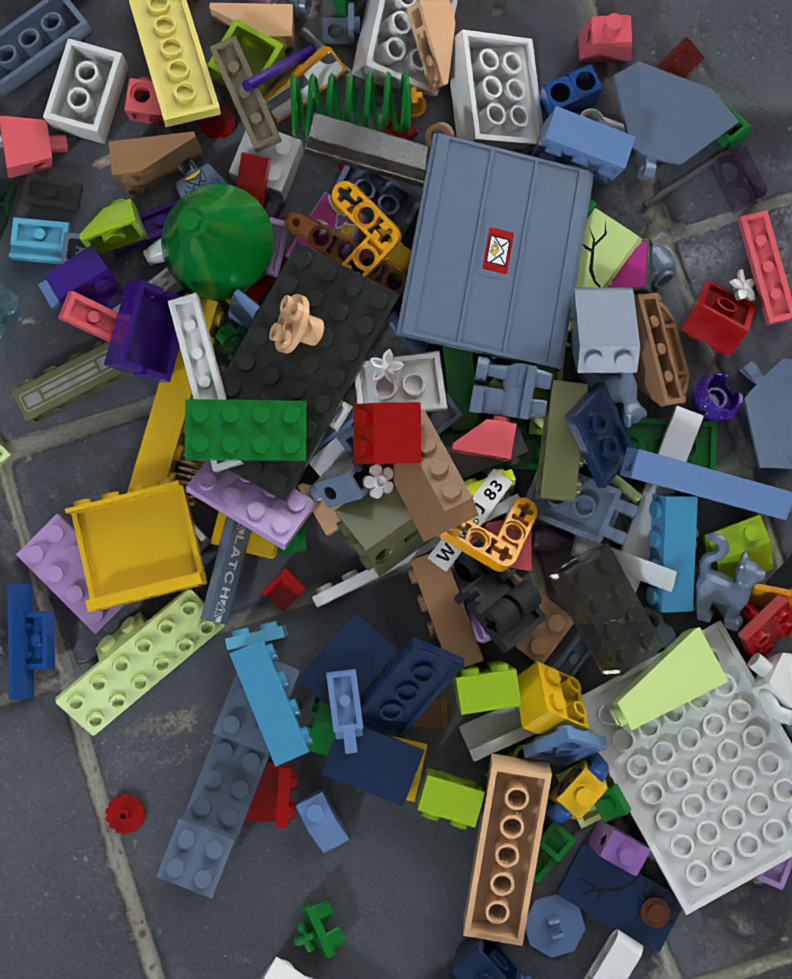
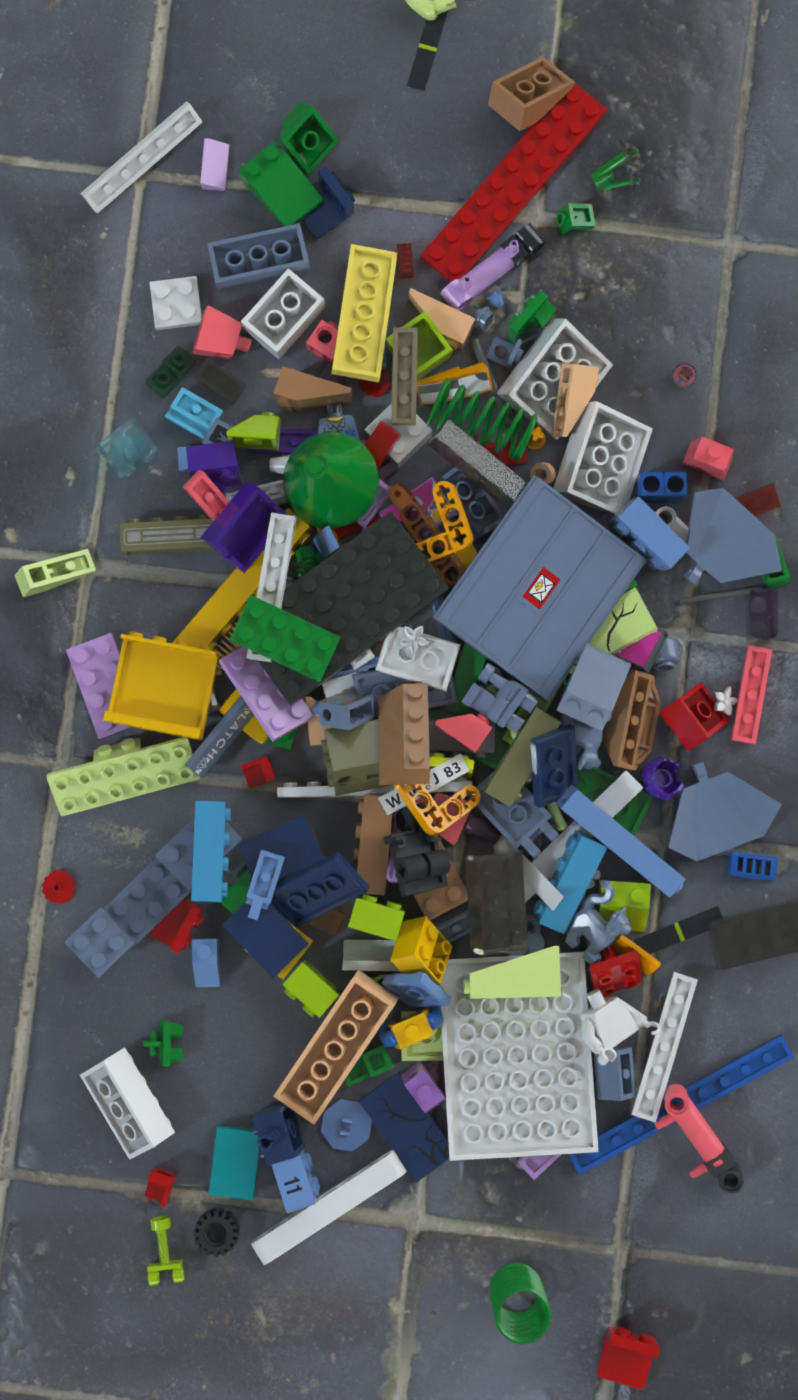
camera: 25 degrees right, 0 degrees up
(29, 641) = (46, 720): blue bracket -> none
(268, 632) = (231, 798): medium azure plate -> none
(278, 68) = (440, 366): dark purple bar -> none
(295, 325) = (359, 576): light nougat plate -> none
(378, 480) = (367, 722): white plant -> none
(387, 433) = (390, 690): red slope -> none
(612, 804) = (432, 1051): green plate -> none
(655, 912) = (427, 1149): copper plate -> none

